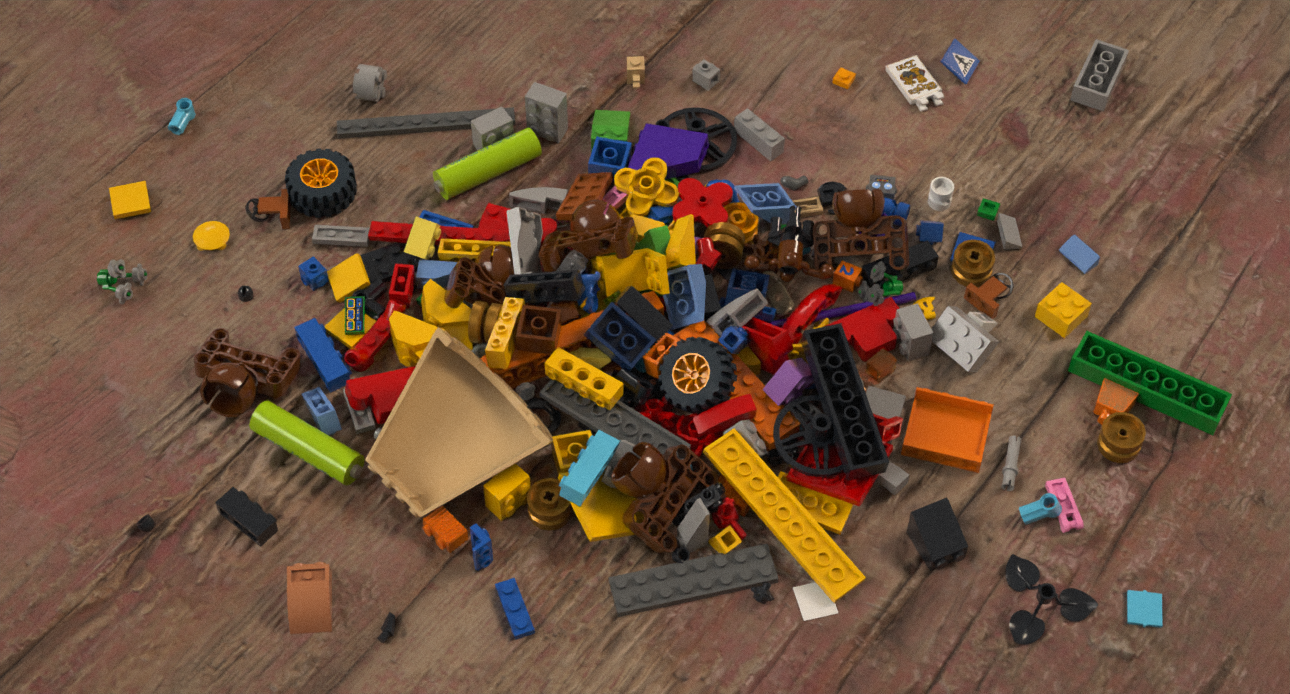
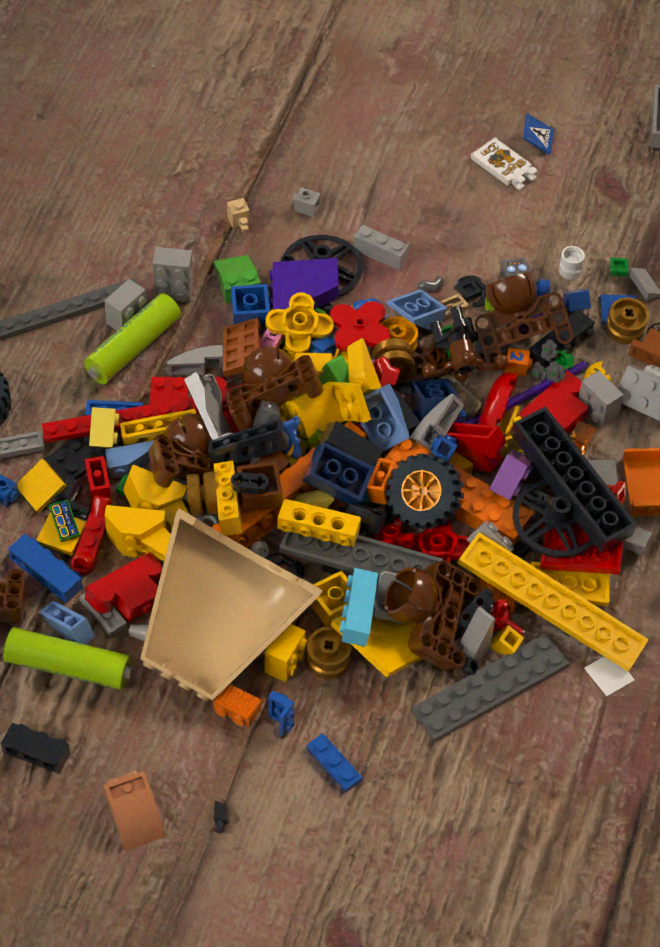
camera: 20 degrees left, 0 degrees up
(526, 323) = (249, 483): none -> black beam
(725, 415) = (464, 522): red slope -> none
(762, 593) = (561, 681): black plant -> none
(844, 78) = (436, 175): light orange plate -> none

